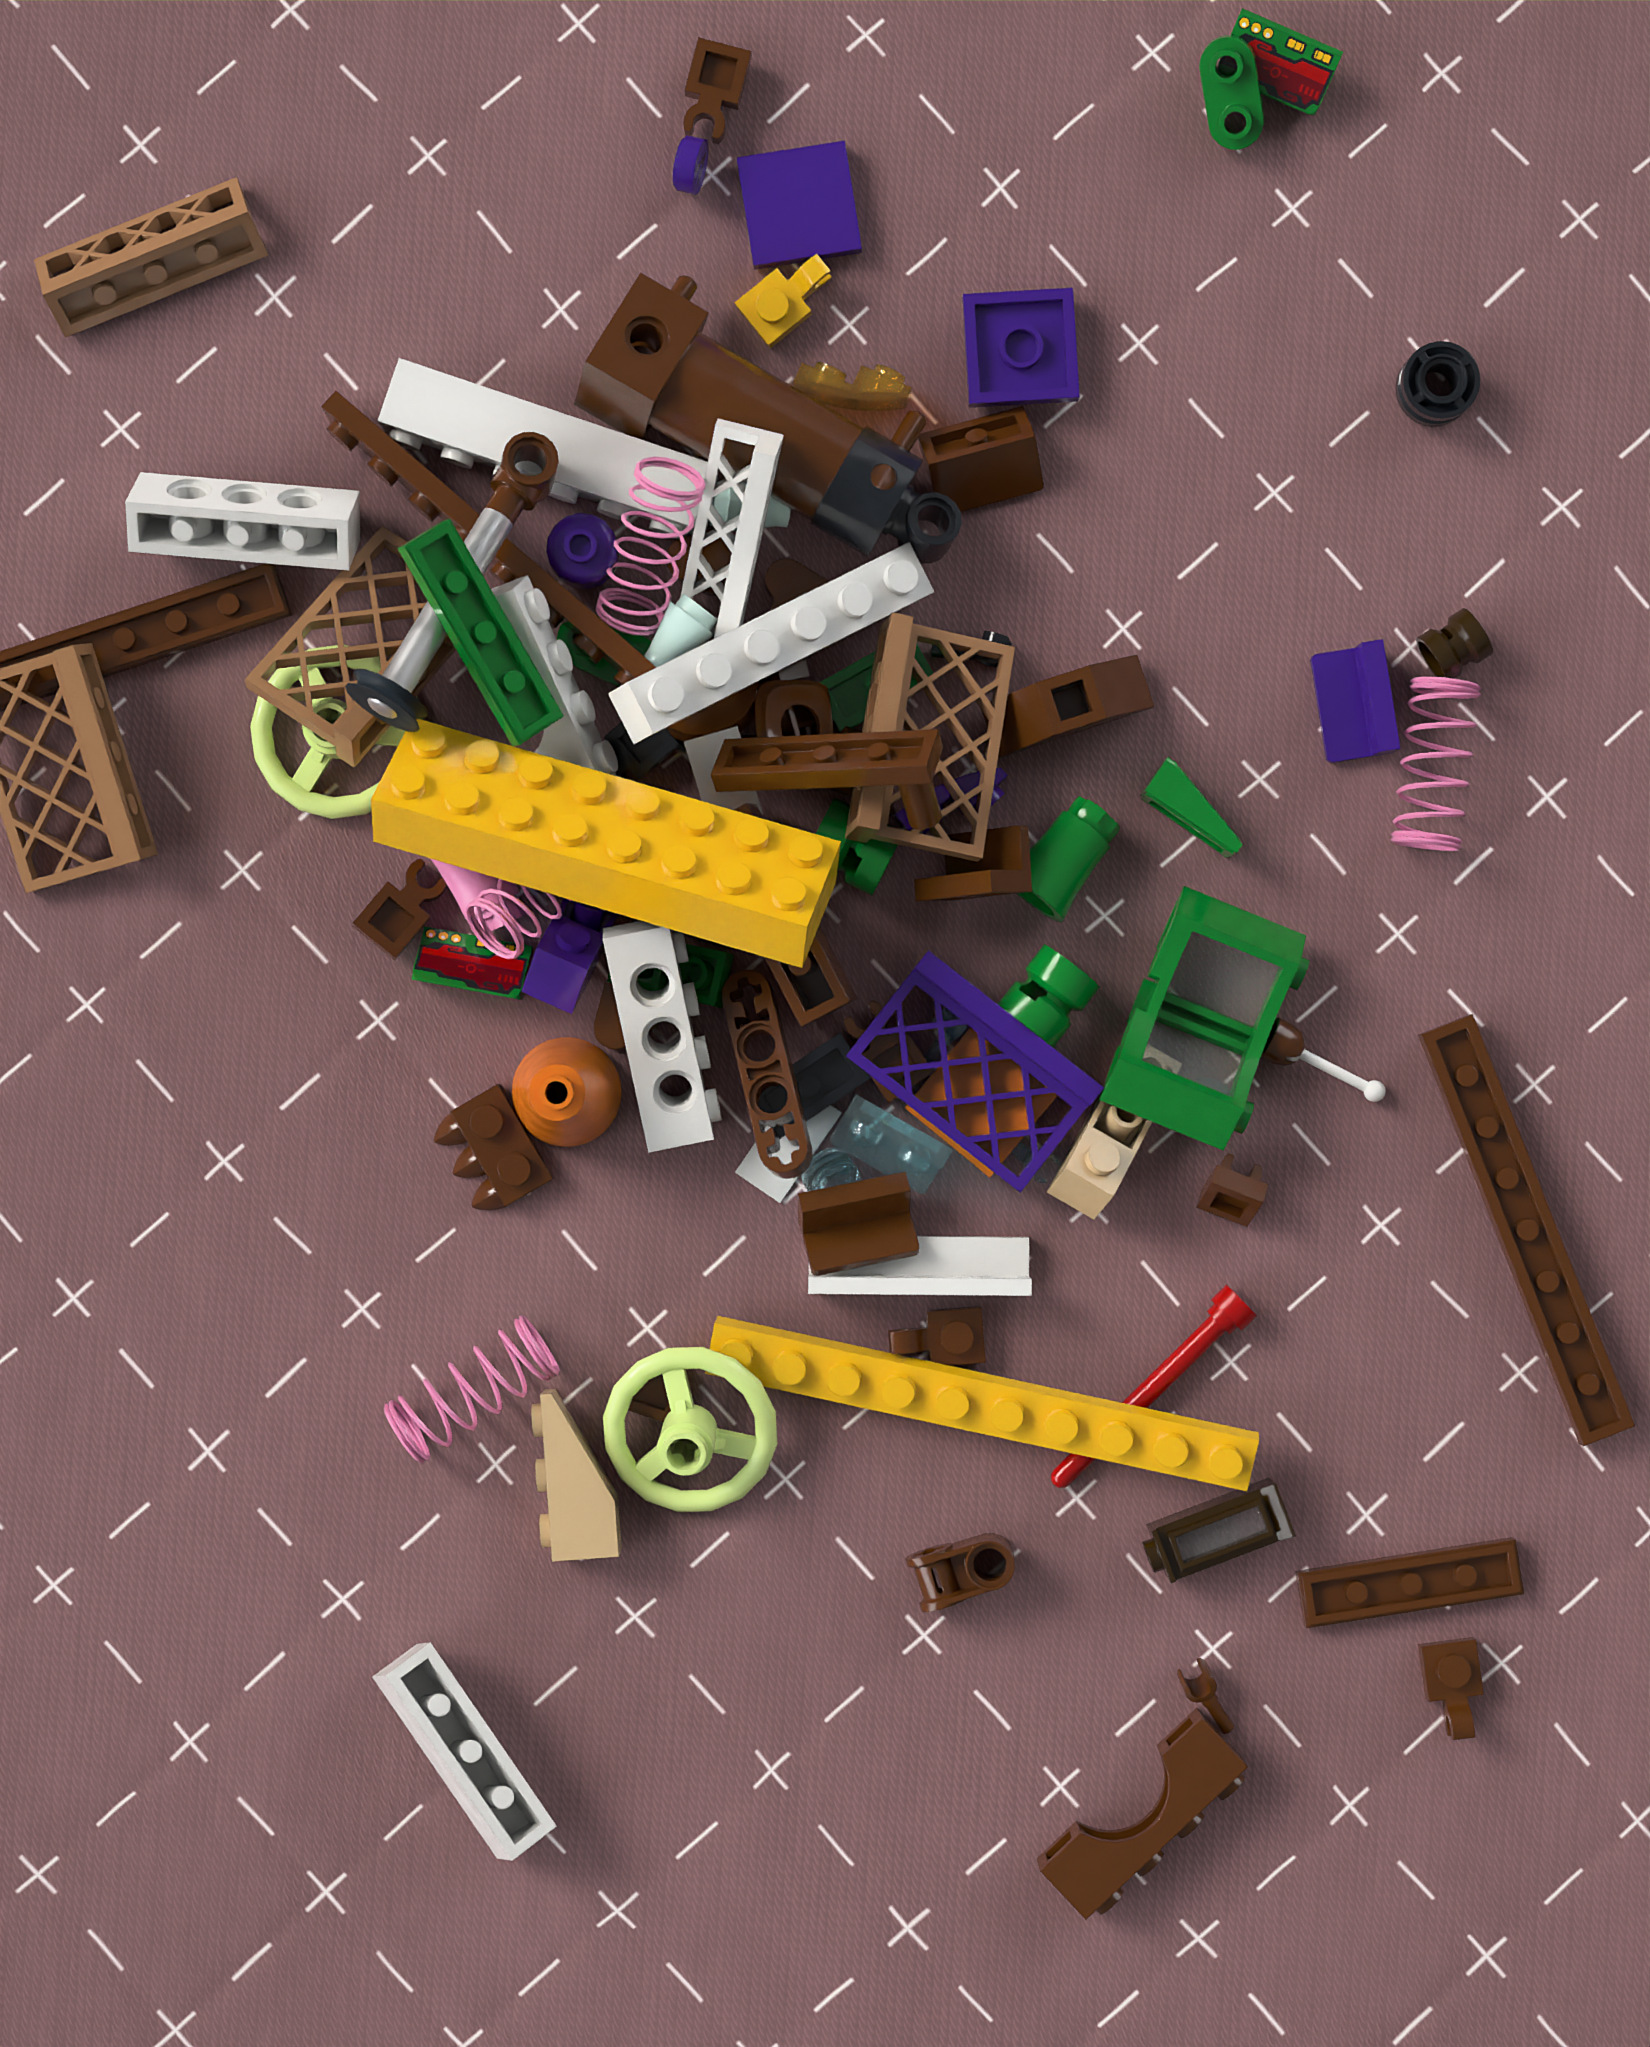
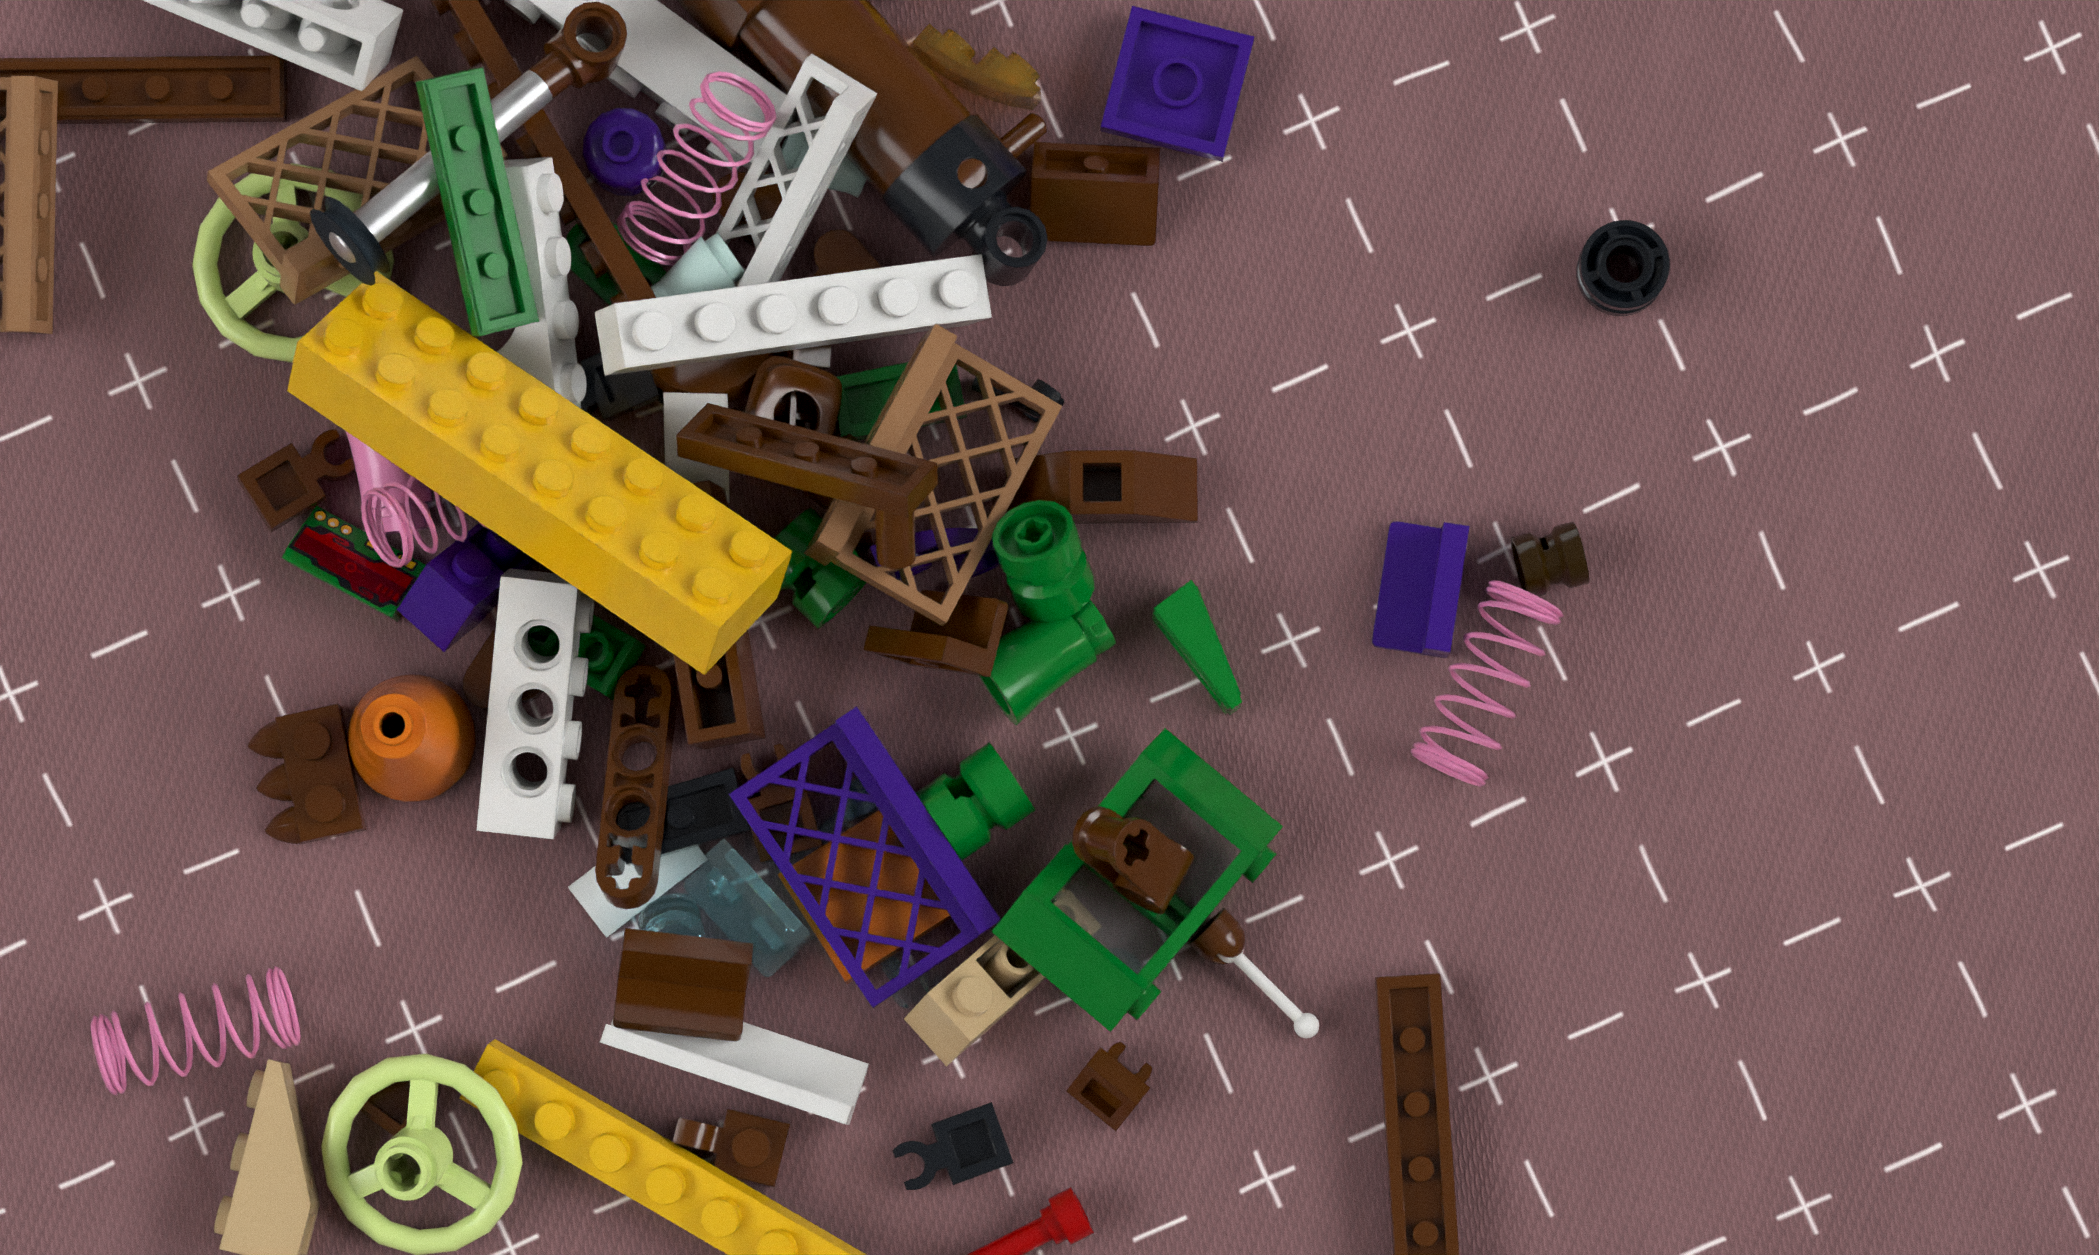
camera: 25 degrees right, 5 degrees down
(1043, 780) = (1043, 560): none -> green wheel
(1130, 1279) = (965, 1145): none -> black plate
(1195, 1001) = (1132, 856): none -> reddish brown piece

